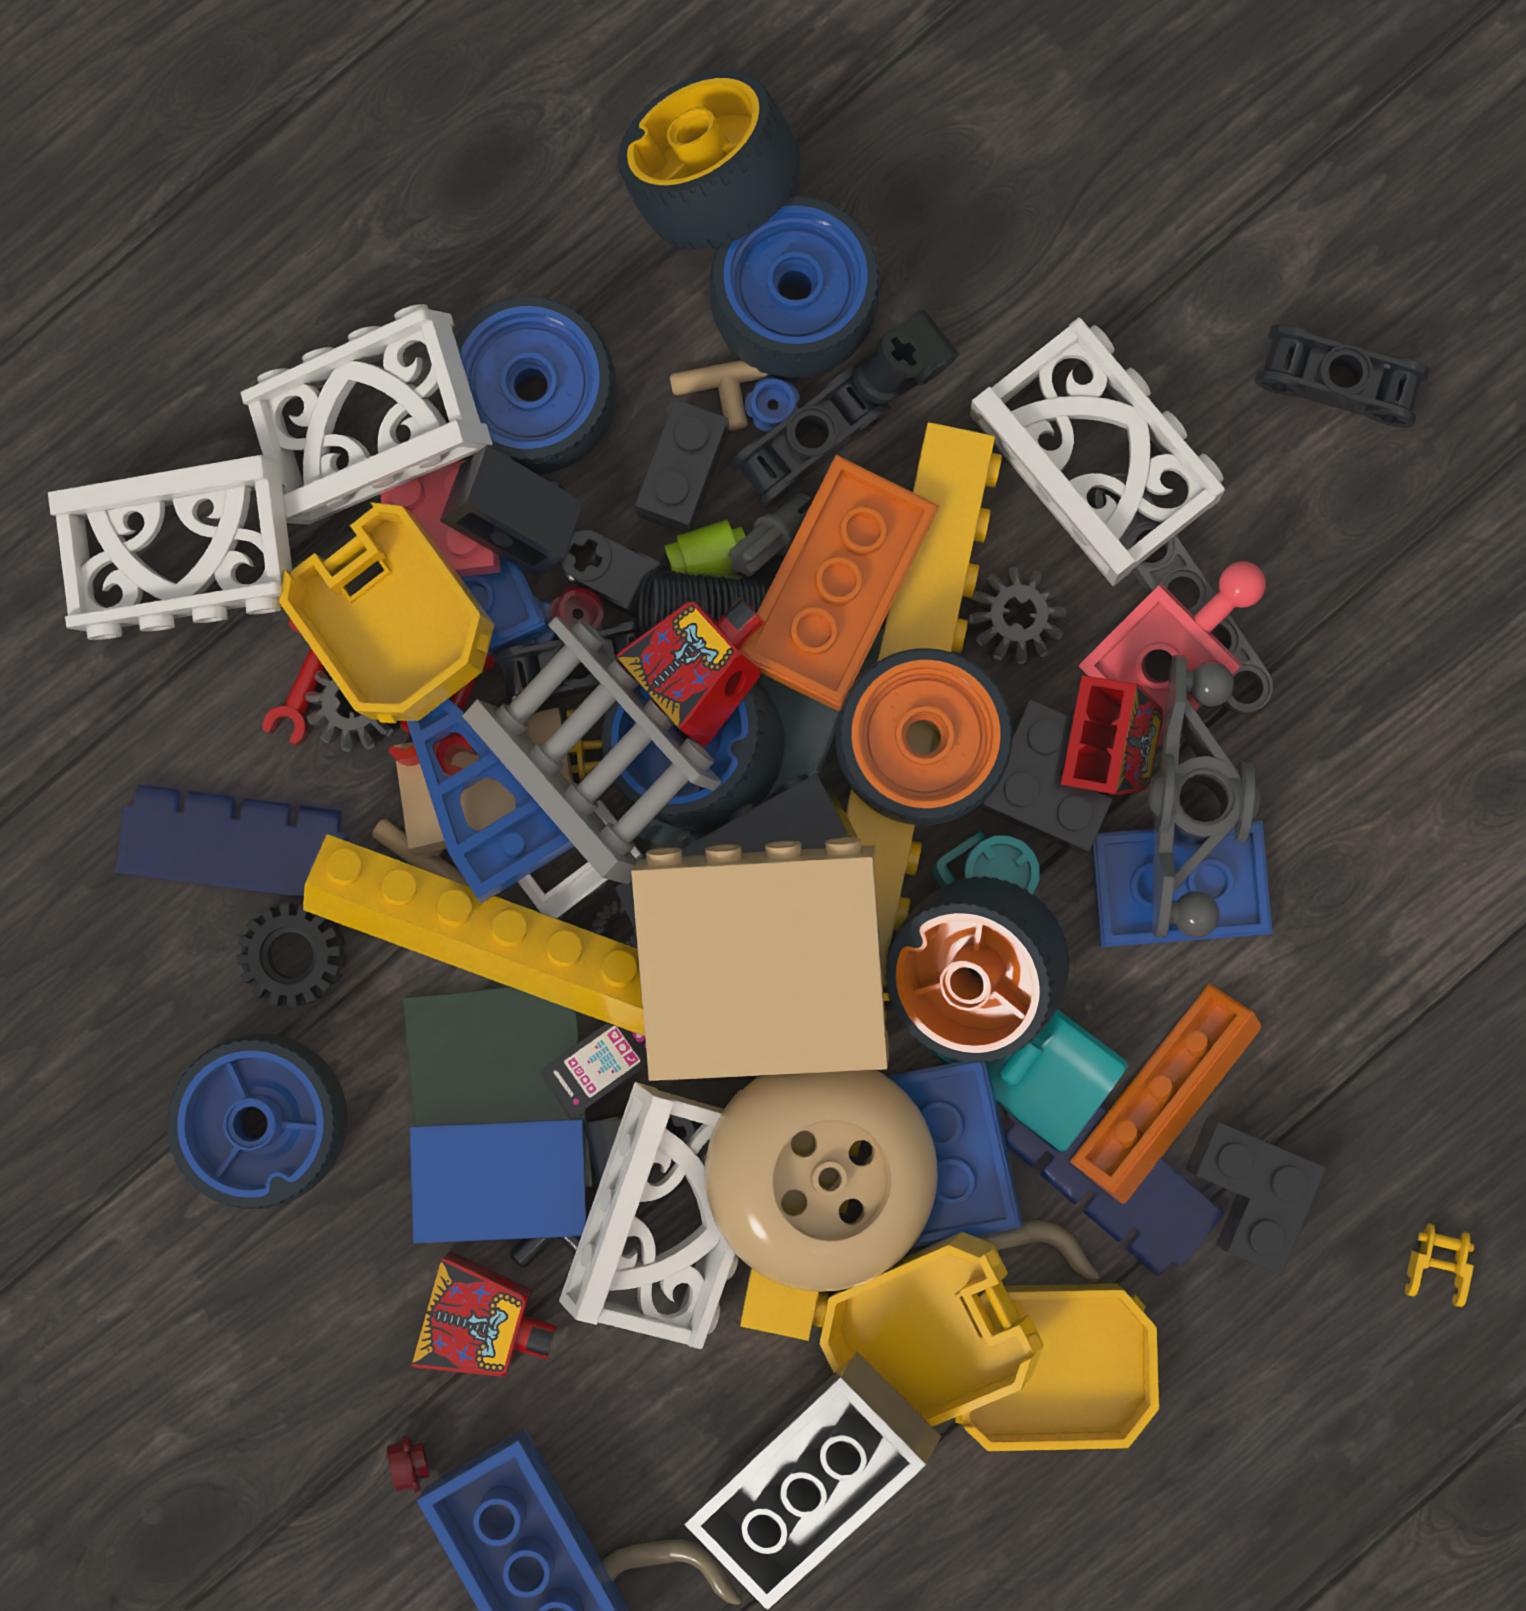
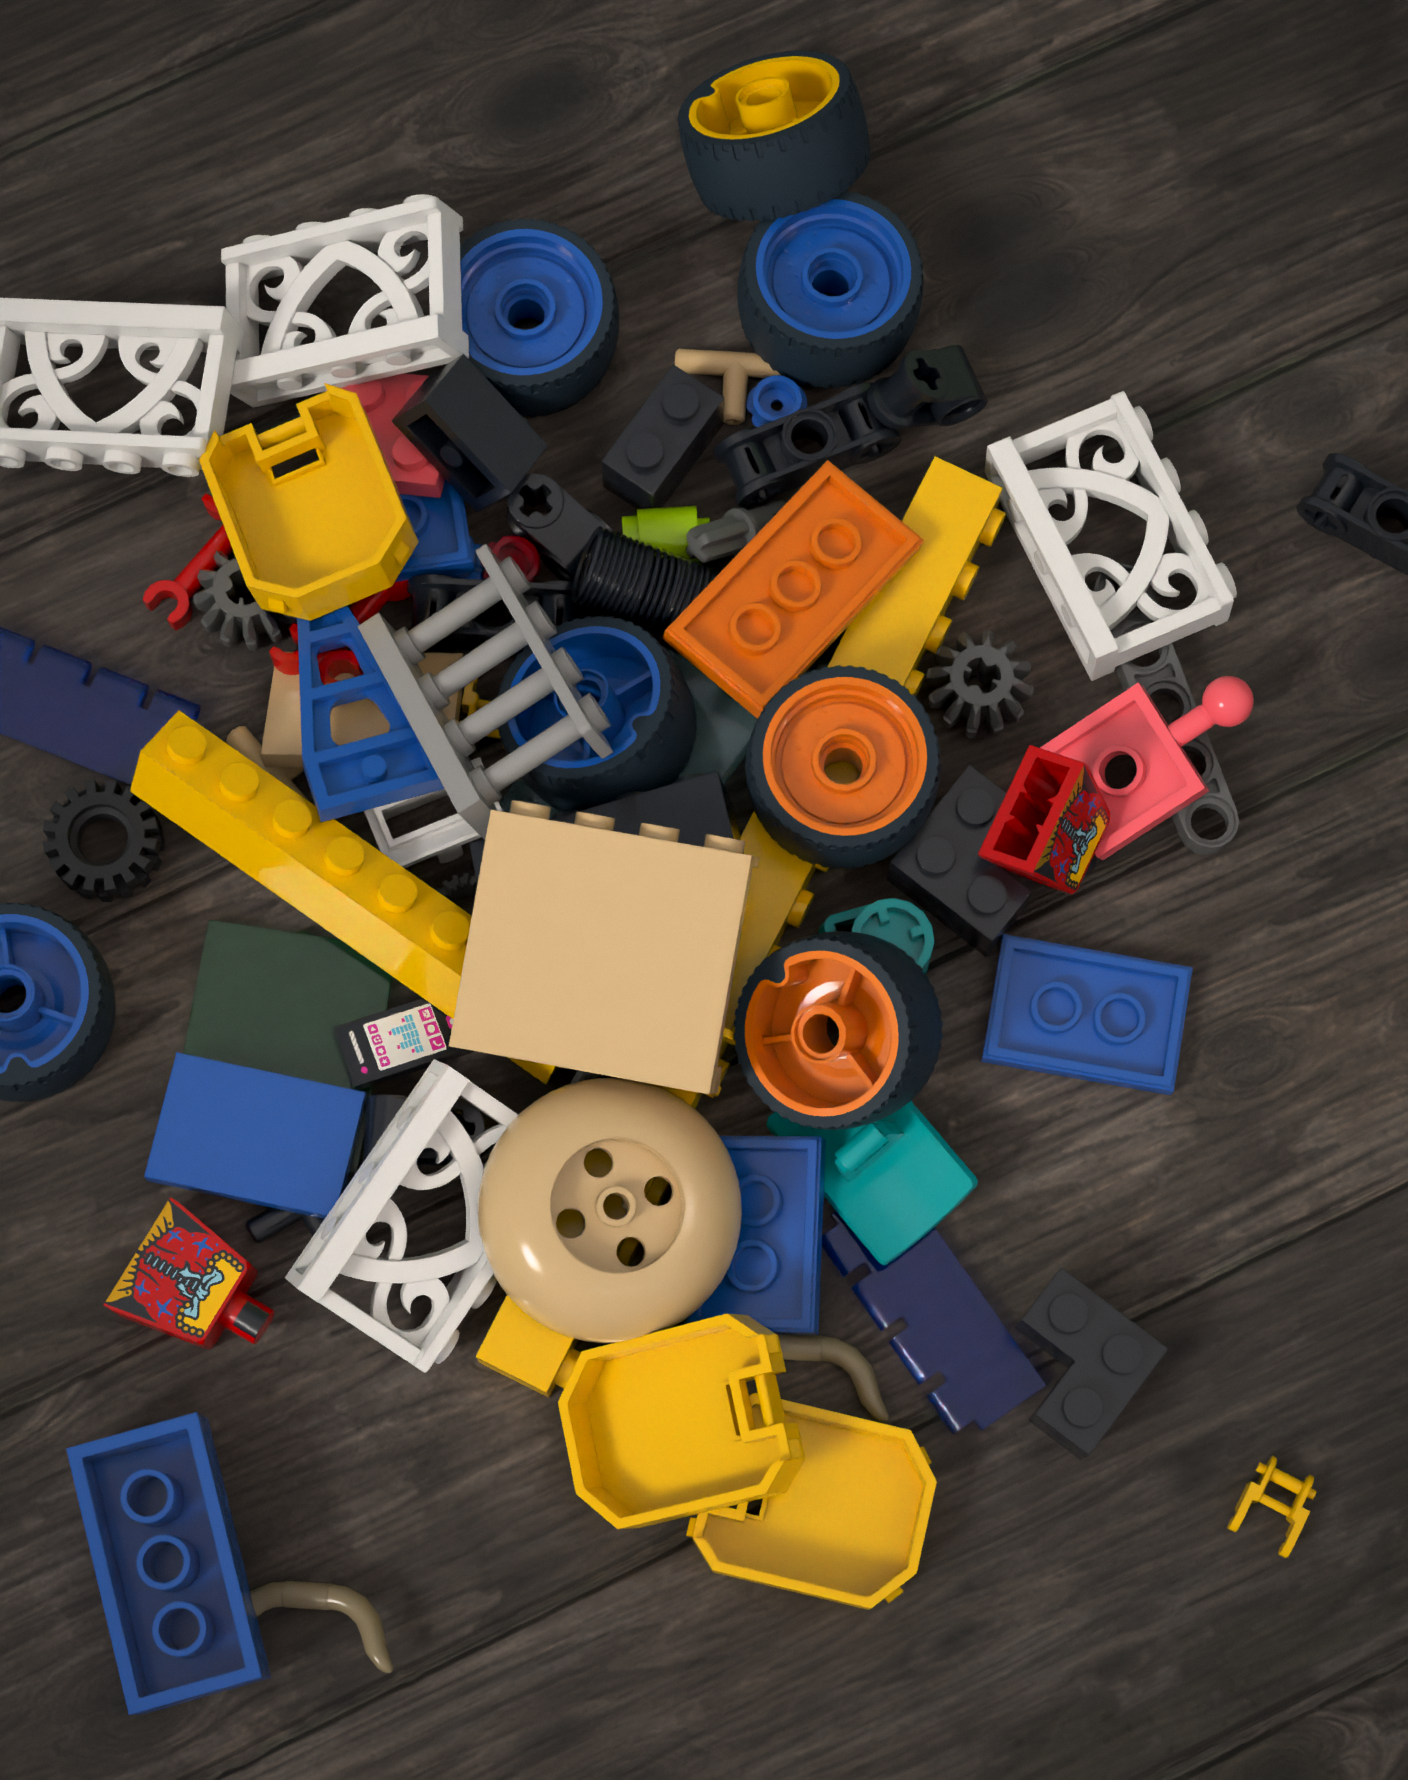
camera: 10 degrees right, 10 degrees down
(407, 1464) = (67, 1421): dark red plate -> none
(696, 666) = (621, 625): torso -> none
(813, 1480) = (508, 1542): dark grey brick -> none
(1166, 1093) = (1015, 1236): orange slope -> none
(1238, 796) = (1134, 885): dark grey piece -> none

